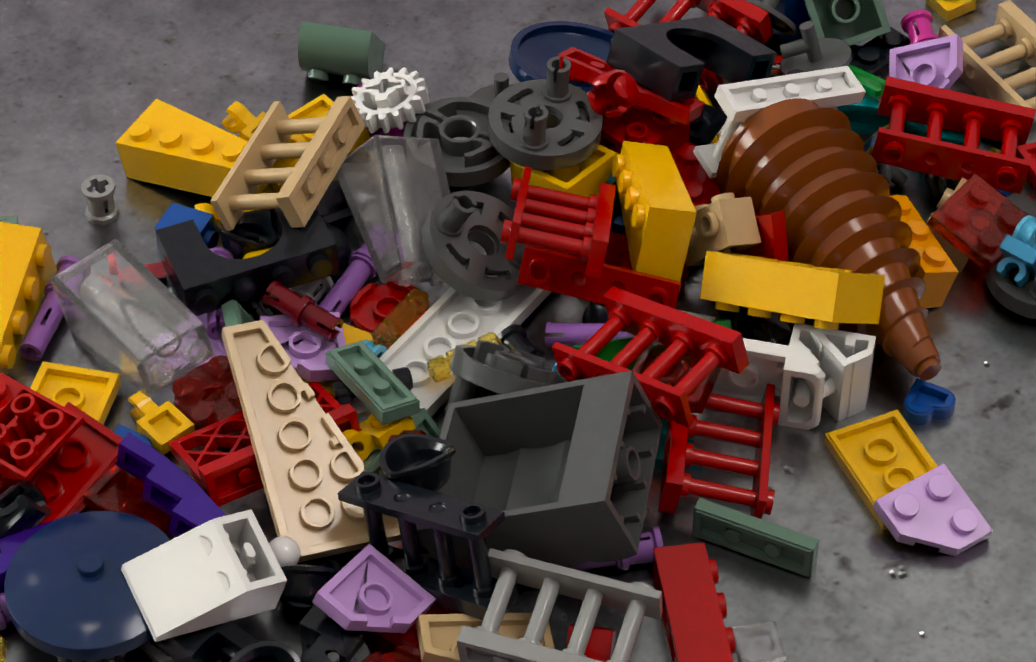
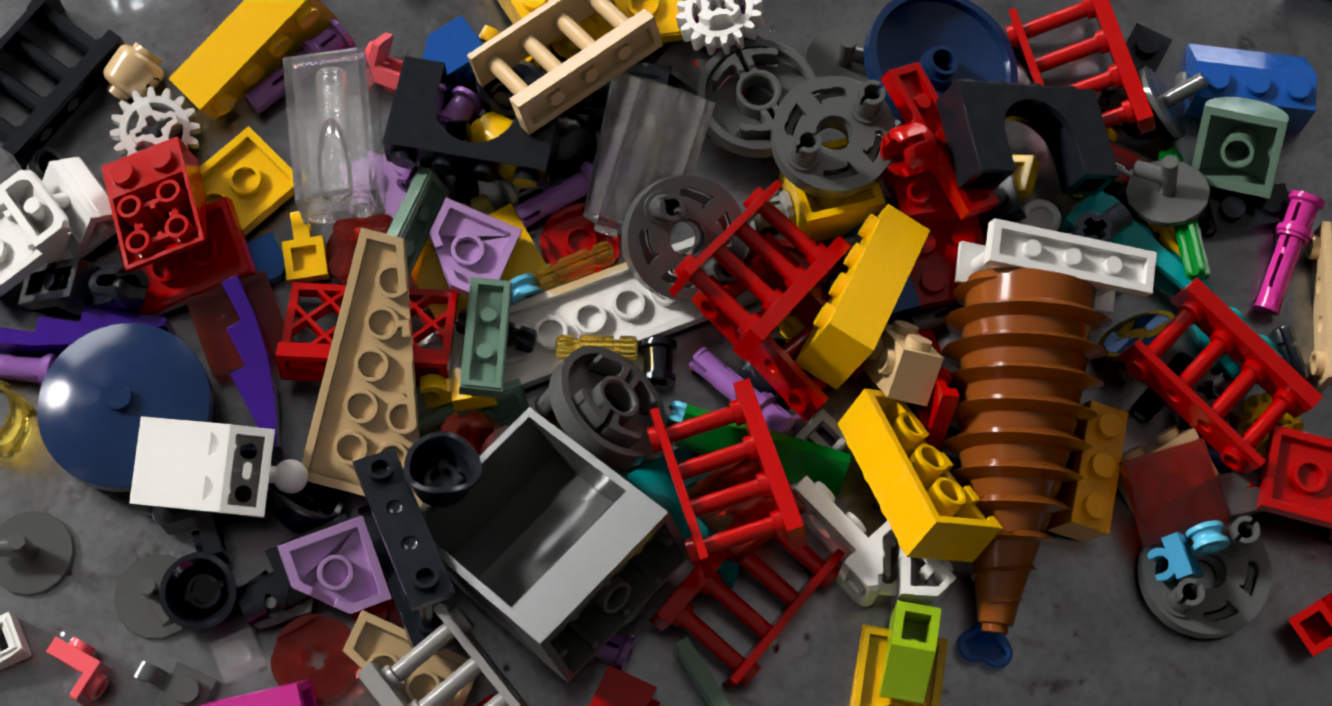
camera: 30 degrees right, 25 degrees up
(303, 311) = (480, 219): dark red pin -> none
(878, 414) = (910, 652): none -> lime slope
(914, 188) = (1150, 401): none -> black axle
(929, 62) = (1262, 270): lavender plate -> none

